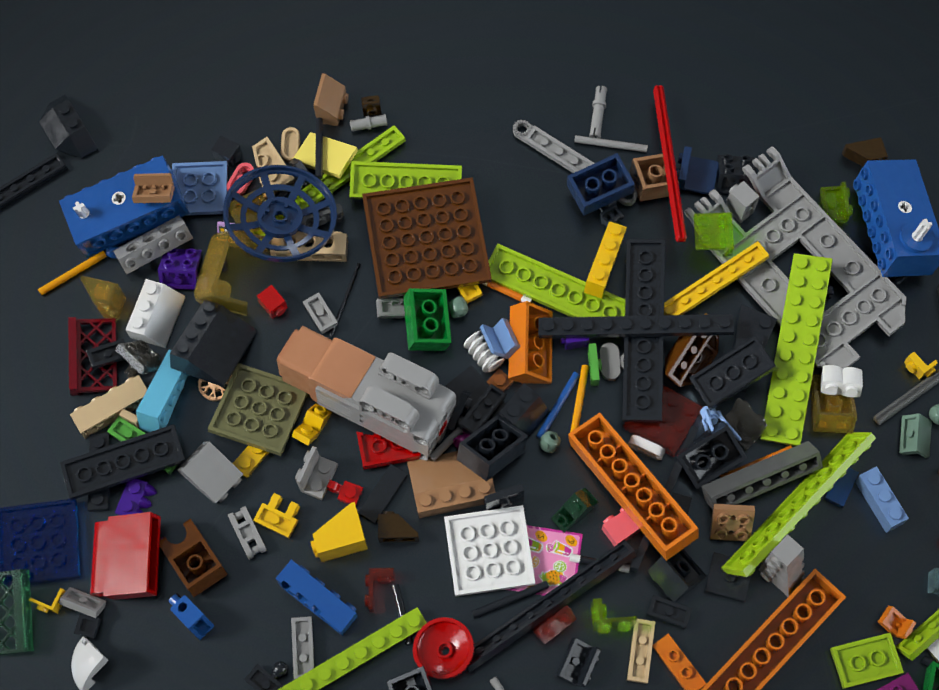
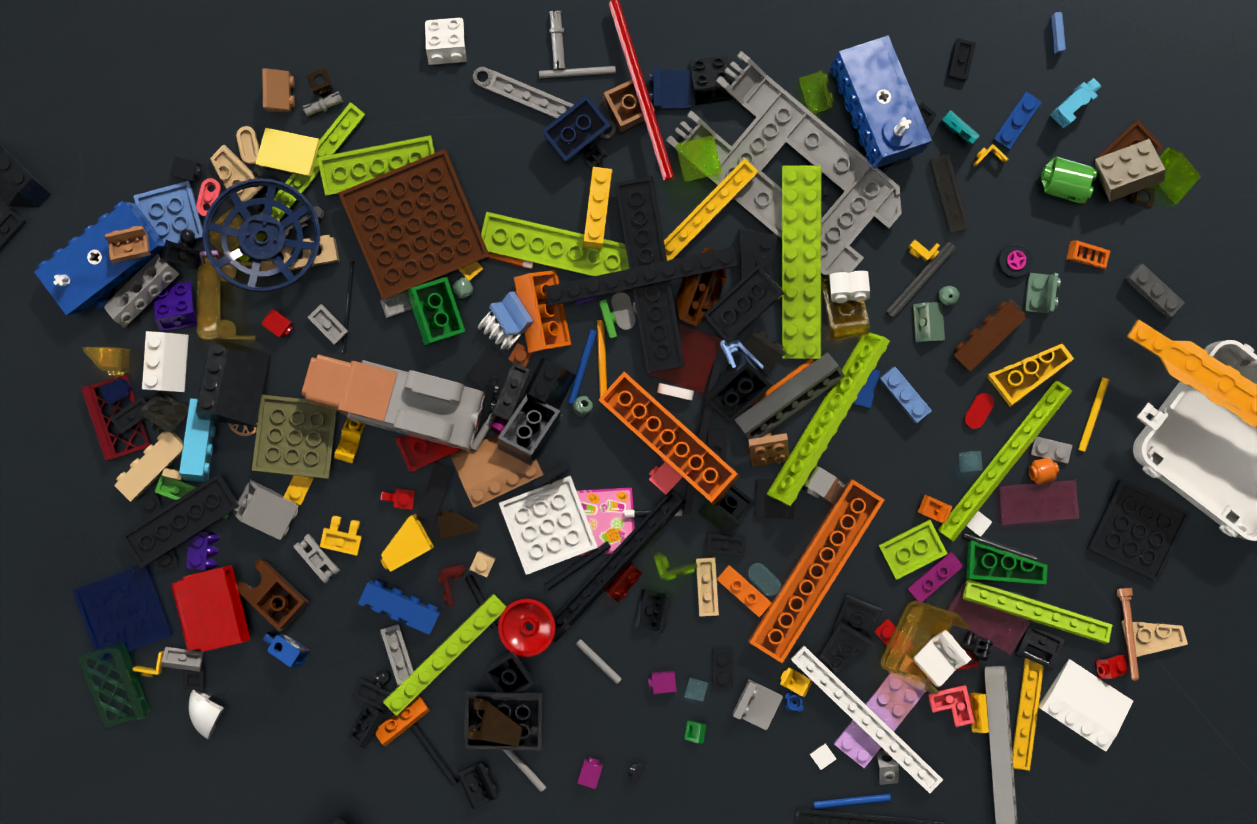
camera: 15 degrees left, 20 degrees up
(71, 273) = (67, 335): light orange bar -> none
(100, 328) = (116, 391): none -> clear blue brick
(200, 219) = (182, 253): none -> black plate
(315, 474) = (368, 489): light grey bracket -> none
(319, 149) = (280, 147): black bar -> none
(413, 574) = (482, 564): none -> tan brick
(494, 94) = (445, 41): none -> white bracket
(574, 509) = (619, 468): clear green slope -> none
(702, 657) = (764, 579): none -> clear light blue tile
(742, 201) = (721, 114): light grey brick -> none
(865, 151) = (840, 28): dark brown slope -> none

